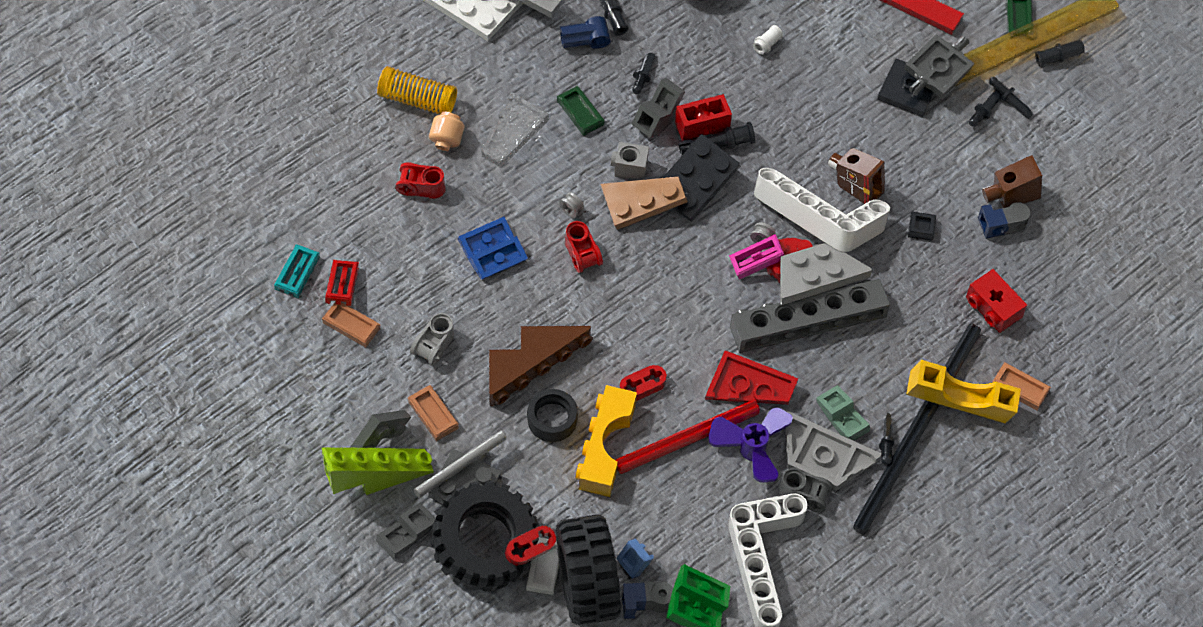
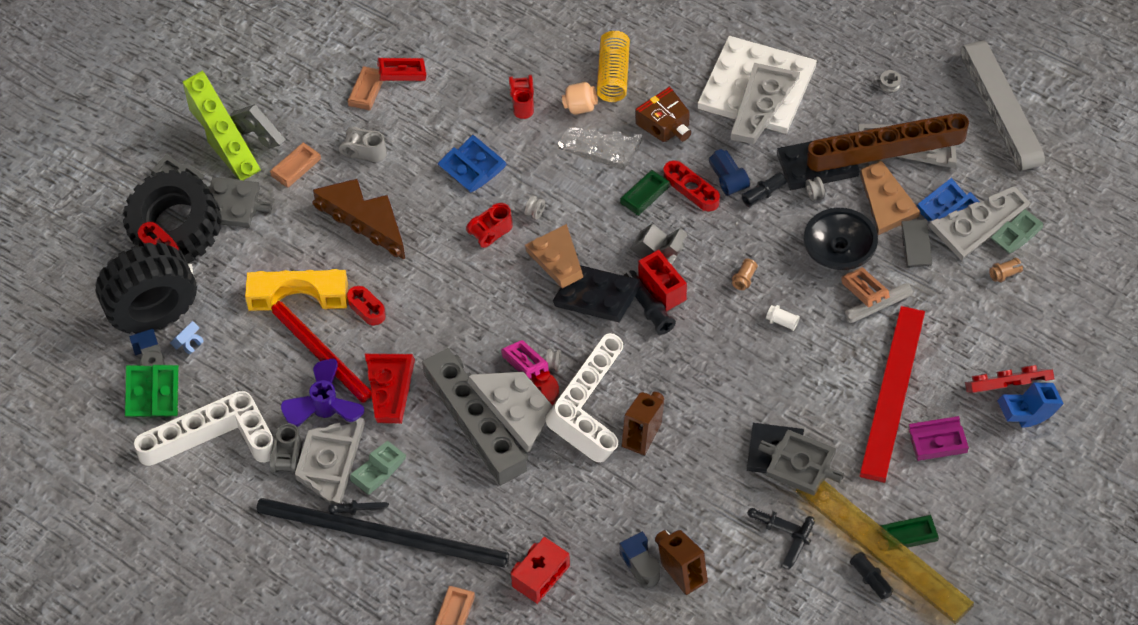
camera: 80 degrees right, 5 degrees down
(288, 288) = (405, 42): teal tile -> none
(460, 464) = (240, 187): light grey bar -> none
(497, 65) = (664, 116): none -> reddish brown torso
(558, 397) = (312, 230): black tyre -> none
(593, 61) = (694, 195): none -> red beam
(631, 170) = (597, 239): light grey brick -> none
(643, 74) = (703, 229): black piece -> none
(712, 57) = (743, 278): none -> medium nougat pin
(922, 226) = (612, 493): black tile -> none
(989, 400) = (418, 564): yellow arch -> none

